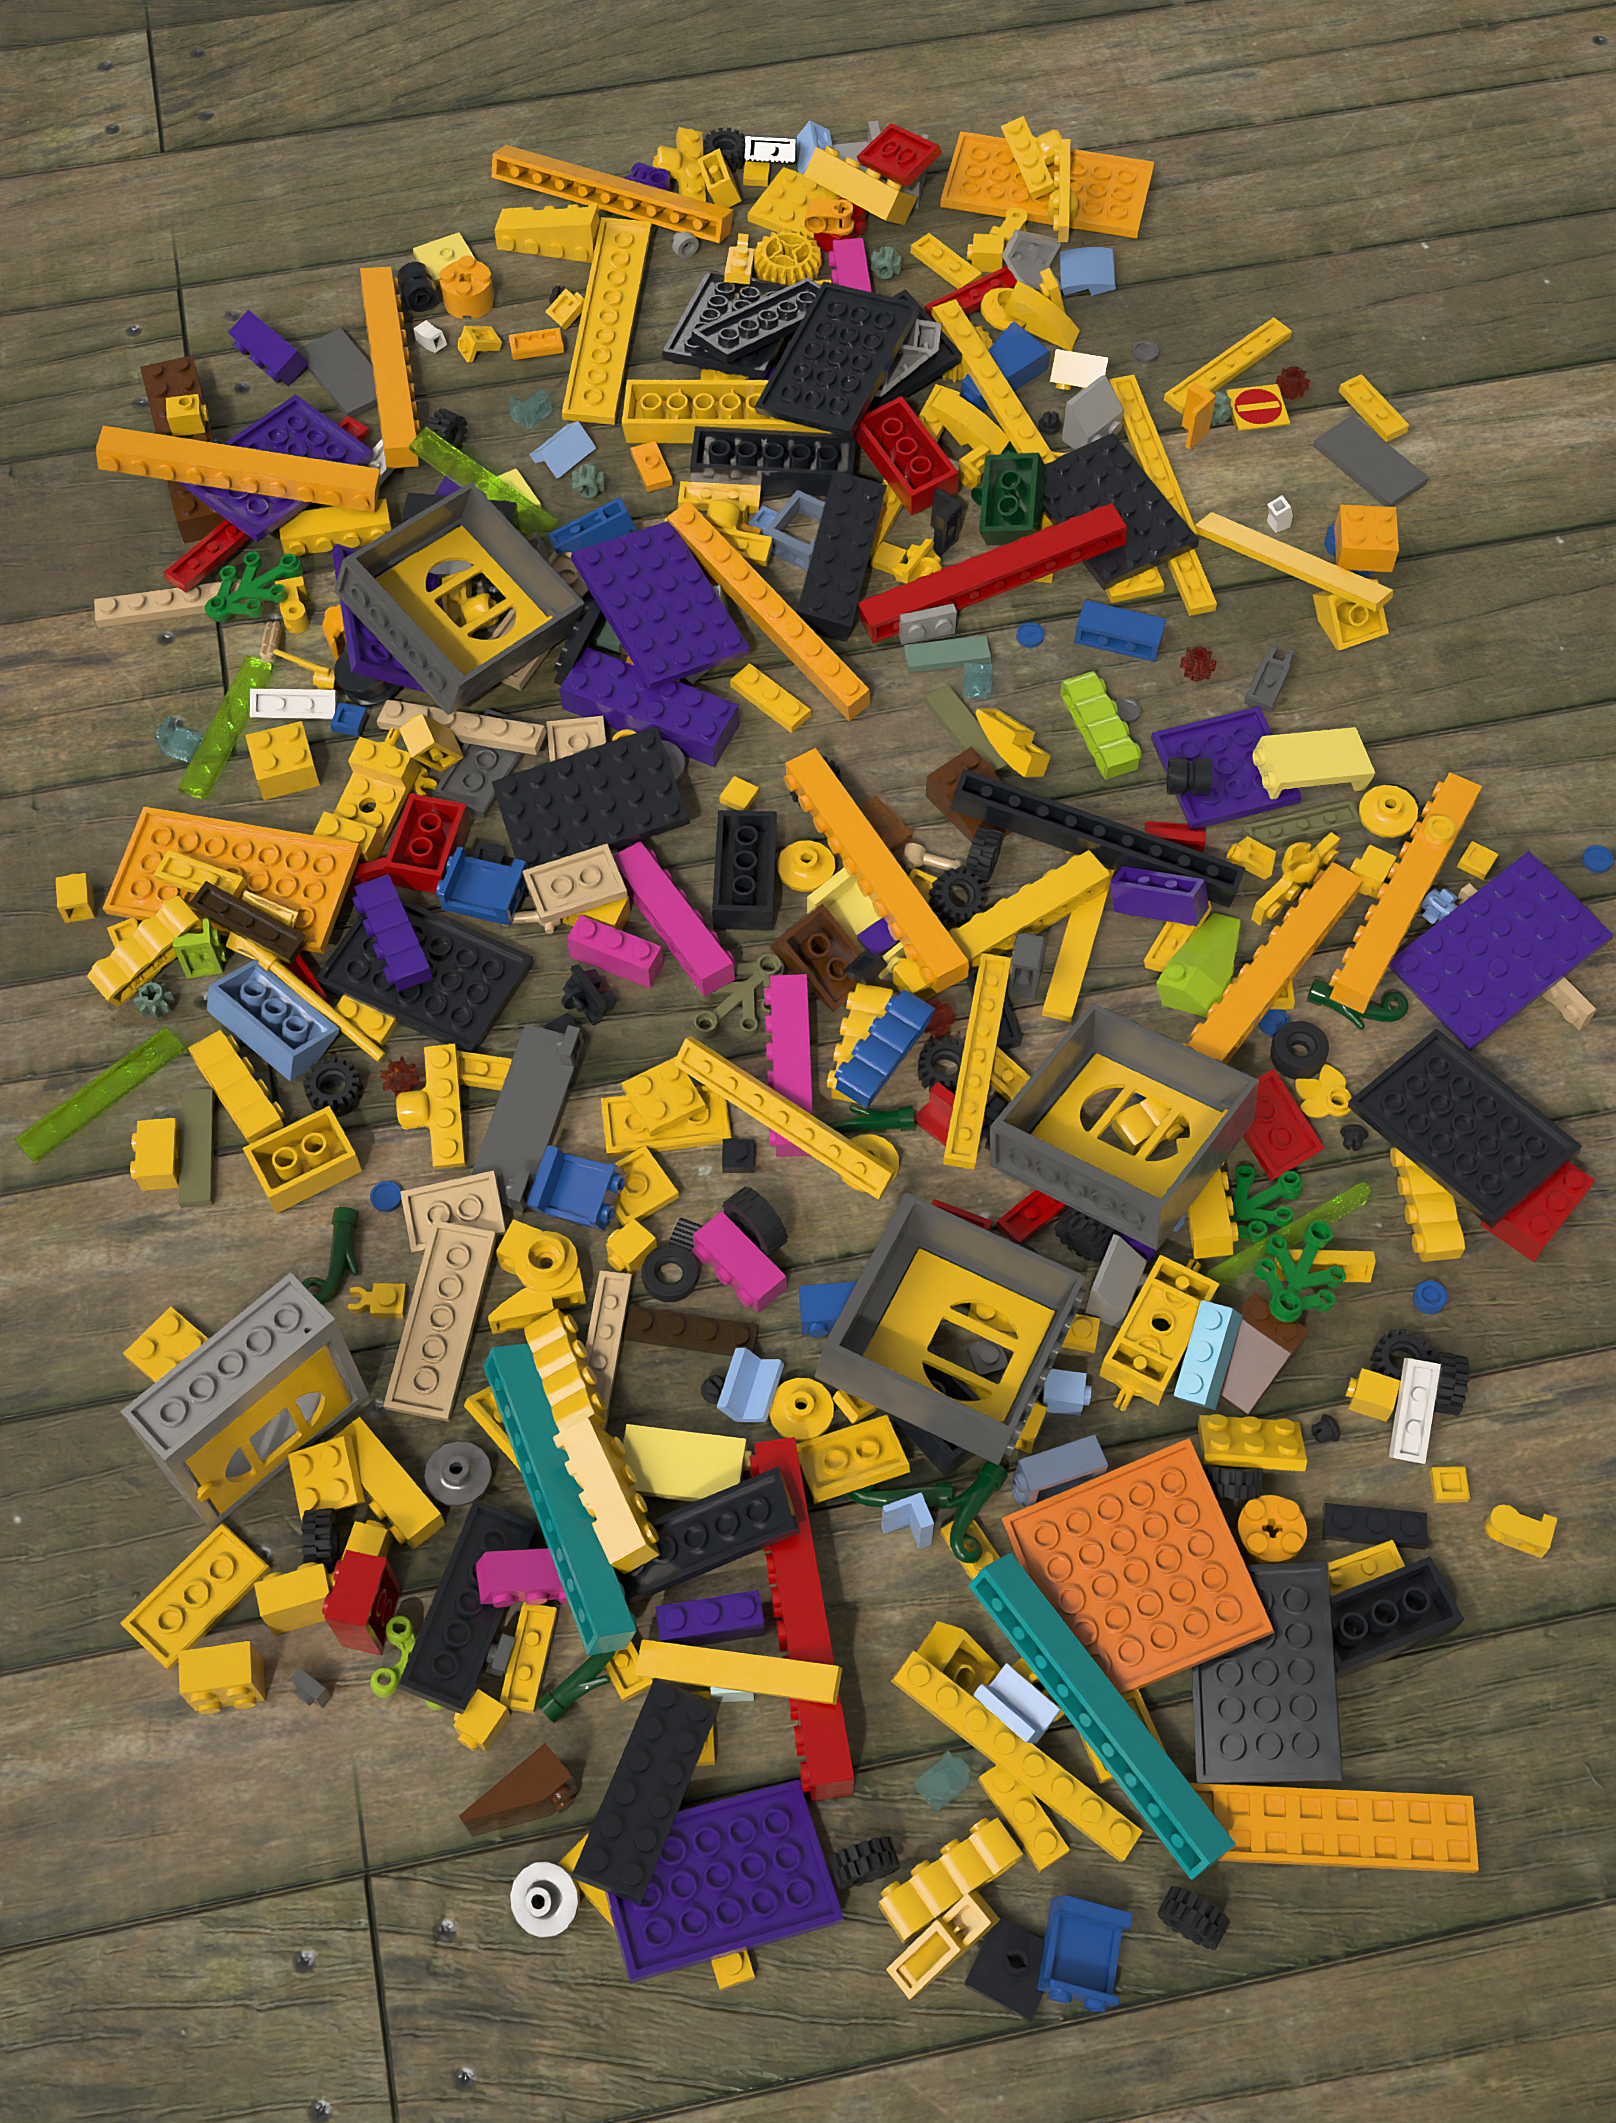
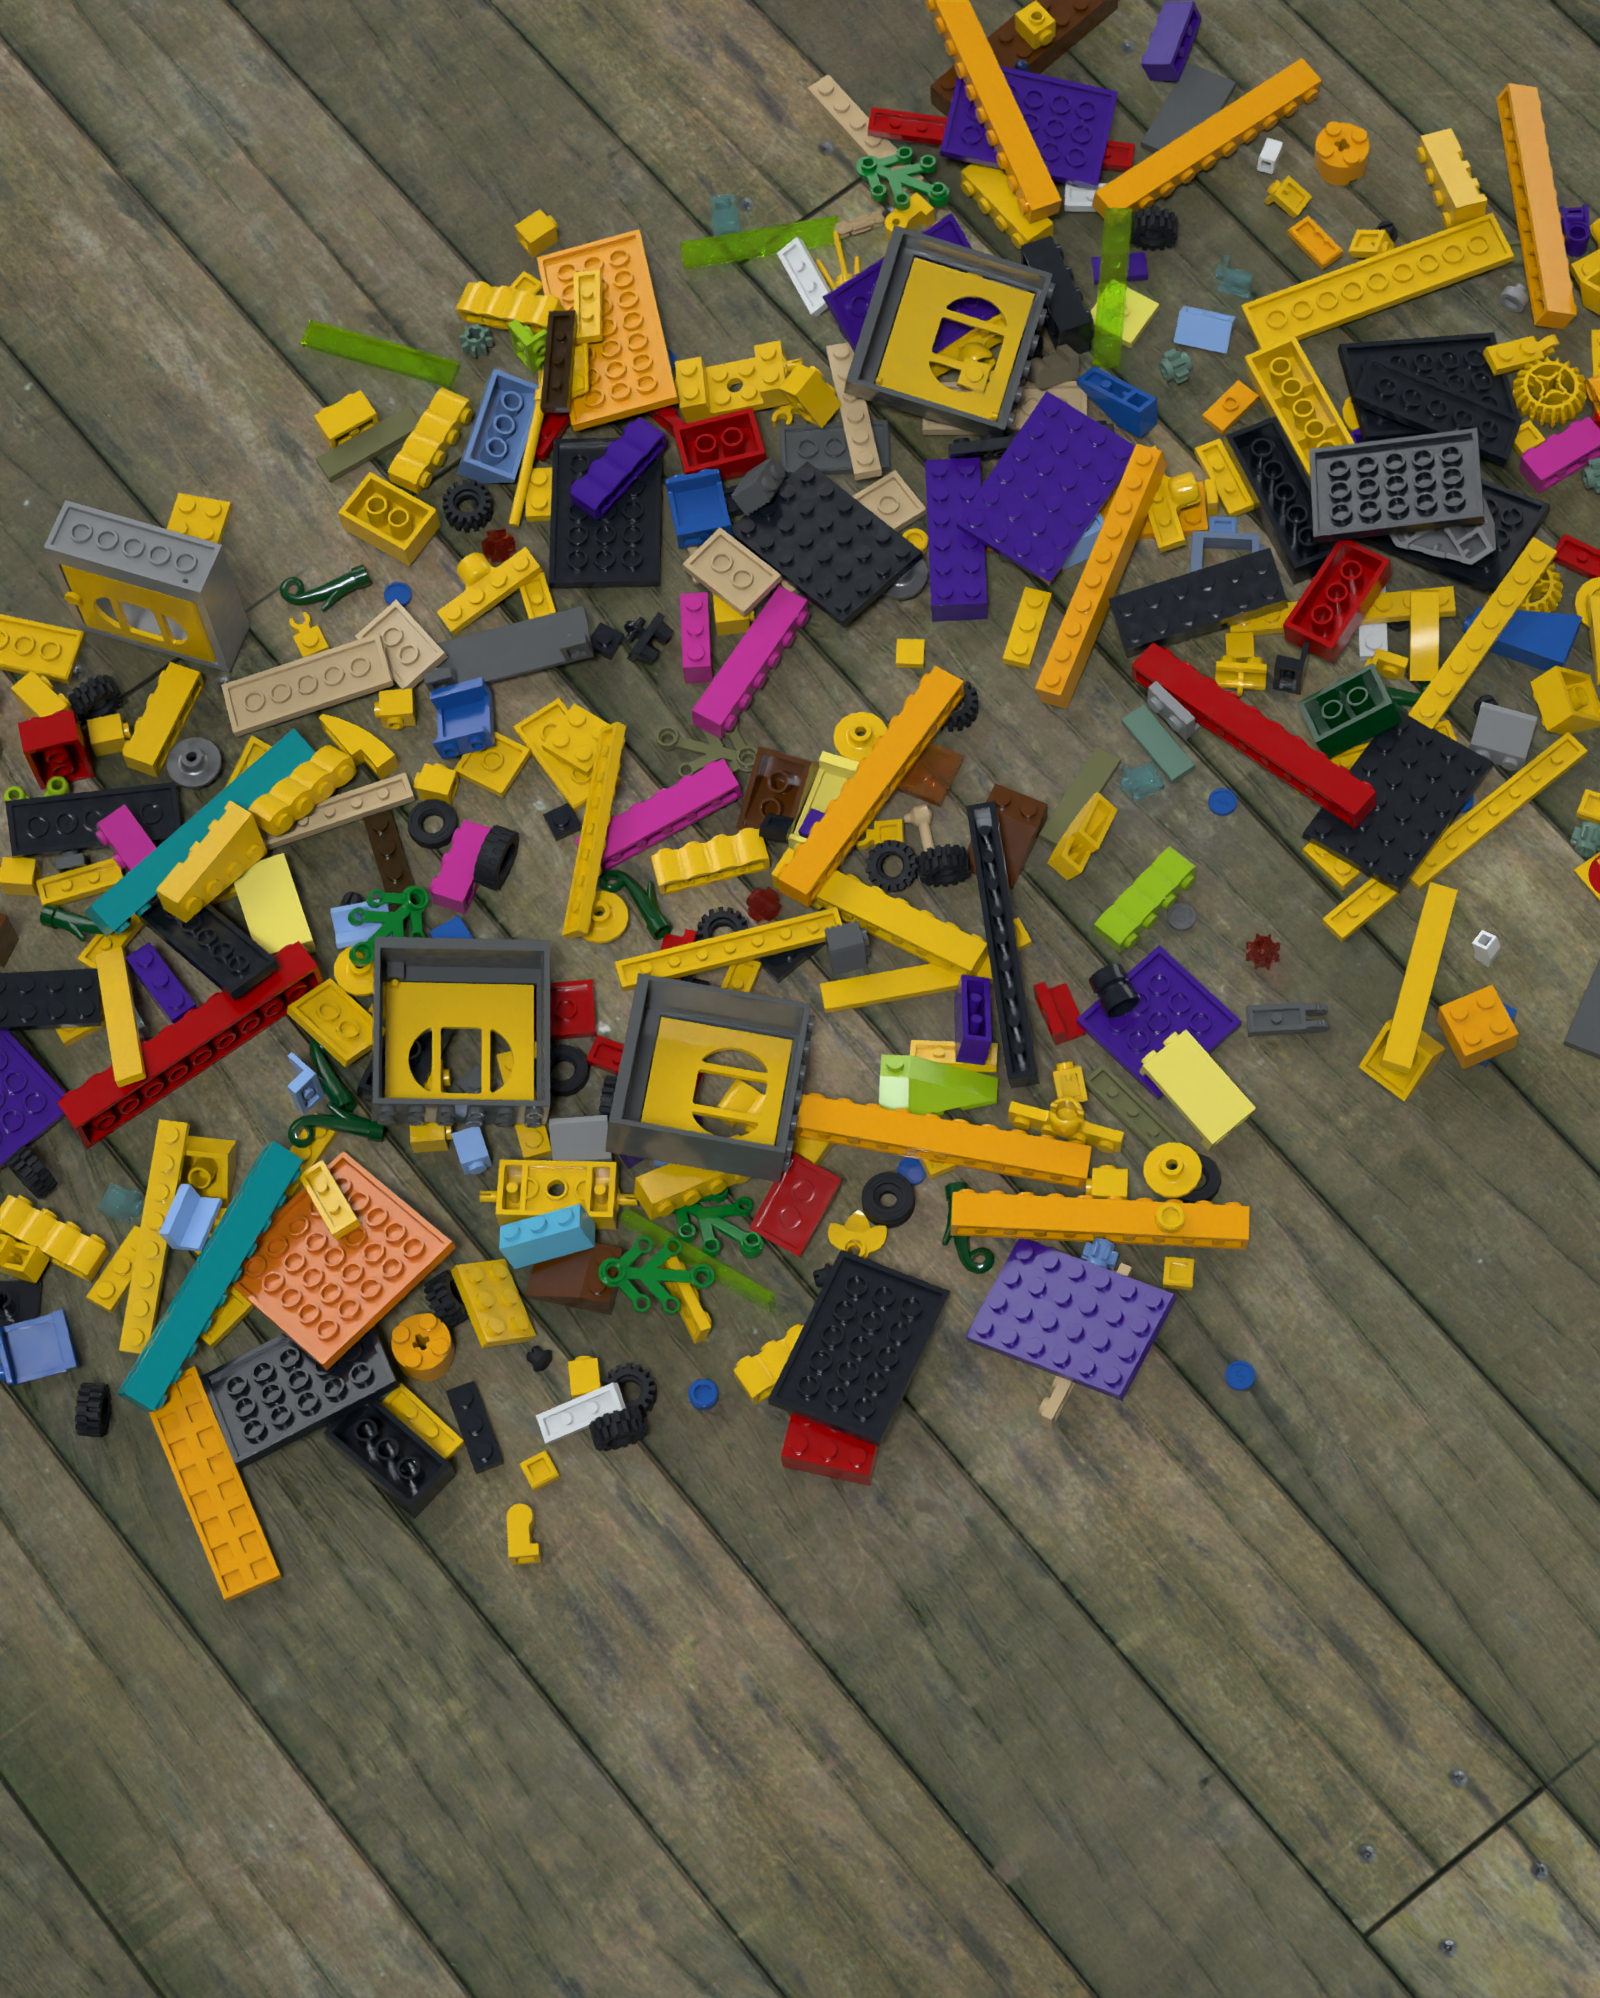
camera: 70 degrees right, 5 degrees up
(282, 760) = (744, 300): yellow brick -> none
(326, 1476) = (144, 676): yellow plate -> none
(349, 719) = (816, 325): blue plate -> none
(417, 286) = (1317, 113): black wheel -> none
(441, 253) = (1377, 116): light yellow plate -> none
(495, 825) = (759, 486): none -> dark grey brick
(504, 610) = (974, 375): none -> yellow plate
(545, 1248) = (382, 719): yellow piece -> none
(683, 1234) = (477, 816): sticker -> none
(745, 870) = (826, 692): black brick -> none
(755, 1322) = (391, 921): none -> green plant
(884, 1048) = (699, 875): blue brick -> none
(1057, 1470) = (393, 1169): sand blue window -> none
(1067, 1548) = (329, 1200): none -> yellow plate
(1120, 630) = (1264, 871): blue brick -> none
(1197, 414) = (1555, 830): light orange panel -> none

